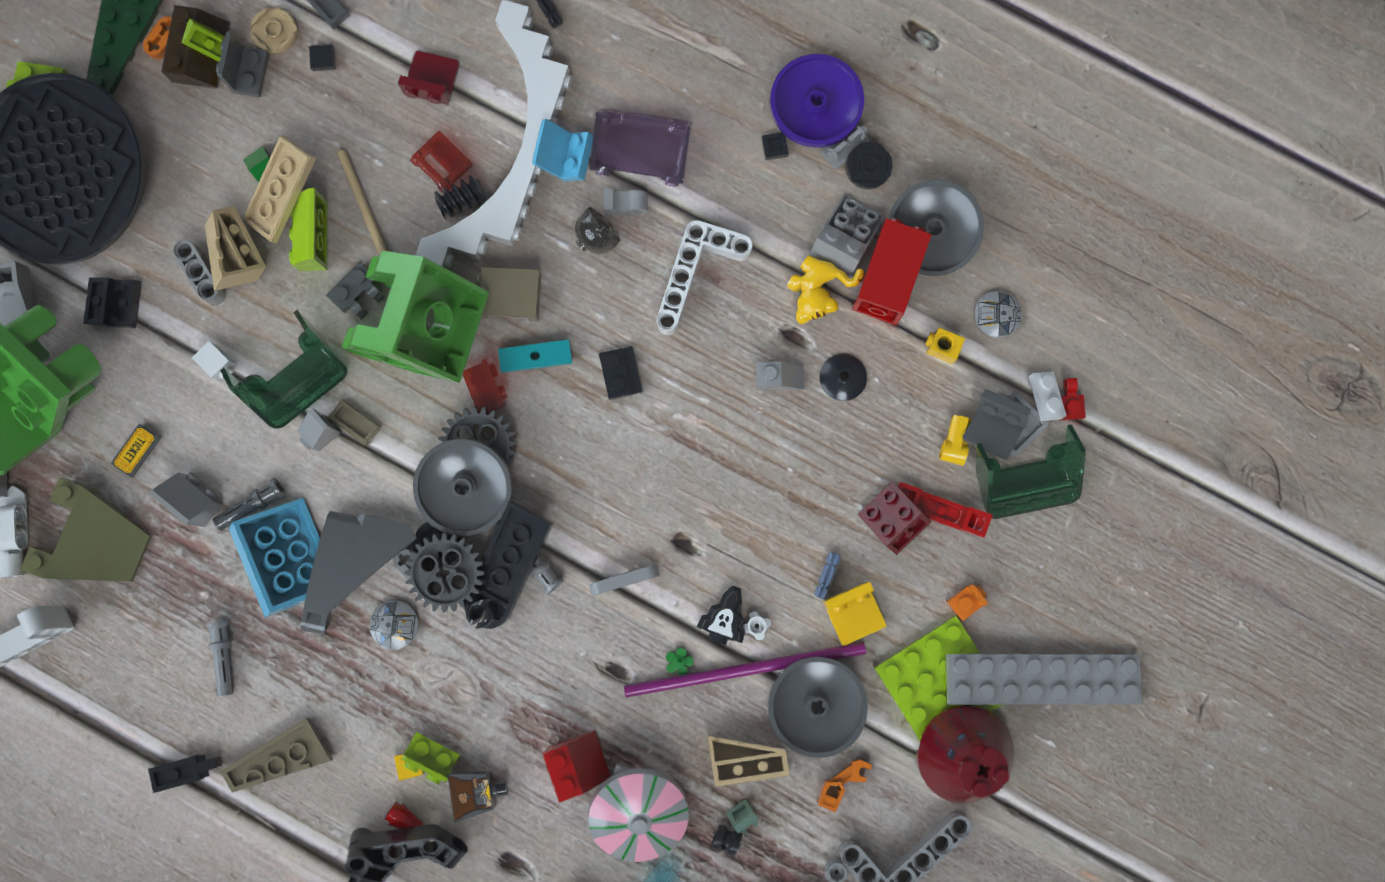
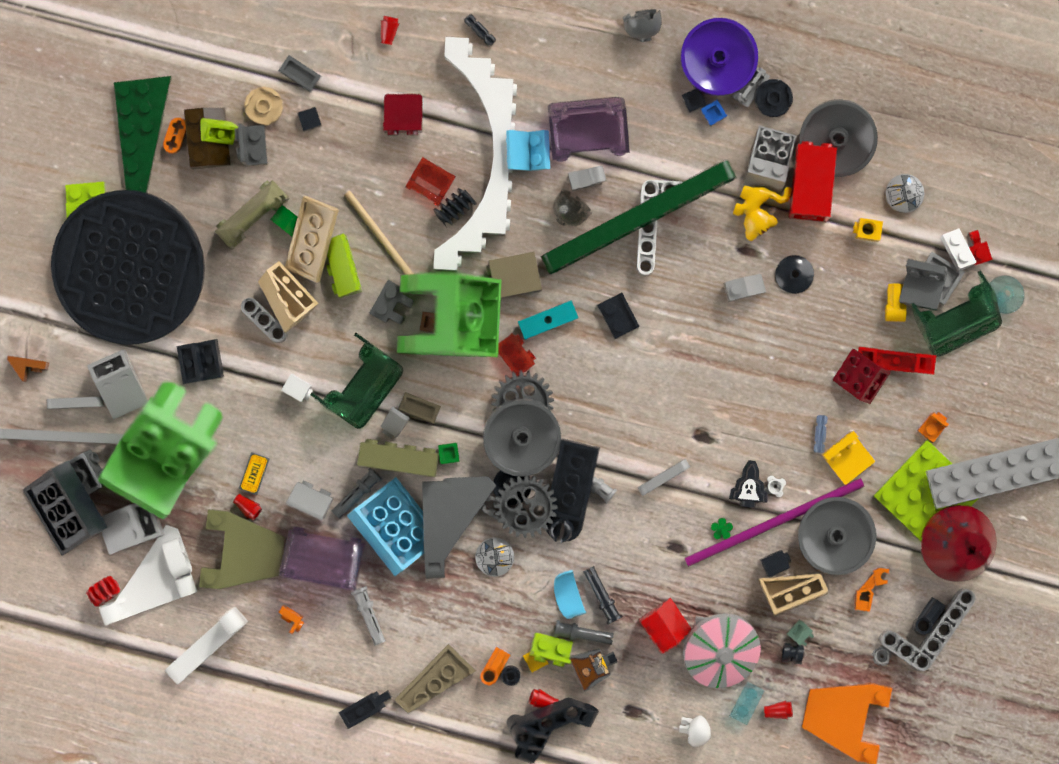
camera: 10 degrees left, 5 degrees up
(115, 490) = (248, 507): none -> red cone
(125, 633) = (290, 615): none -> orange bracket
(181, 576) = (322, 559): none -> clear purple windscreen
(191, 146) = (268, 197): none -> olive wedge
(303, 474) = (398, 459): none -> olive piece
(355, 760) = (495, 664): none -> orange piece
(373, 485) = (448, 453): none -> green plate
(375, 773) = (510, 675): none -> black wheel
(464, 742) = (573, 632): none -> dark grey pin
(470, 696) = (567, 595): none -> medium azure piece
(513, 718) = (606, 604): none -> black pin
(674, 258) = (638, 217): none -> dark green beam
(734, 721) = (776, 563): none -> black brick
(736, 43) = (643, 24): none -> dark grey cylinder
(794, 165) = (713, 112): none -> blue plate
(909, 834) = (929, 614): none -> black piece
(1107, 466) = (1006, 303): none -> clear light blue dish

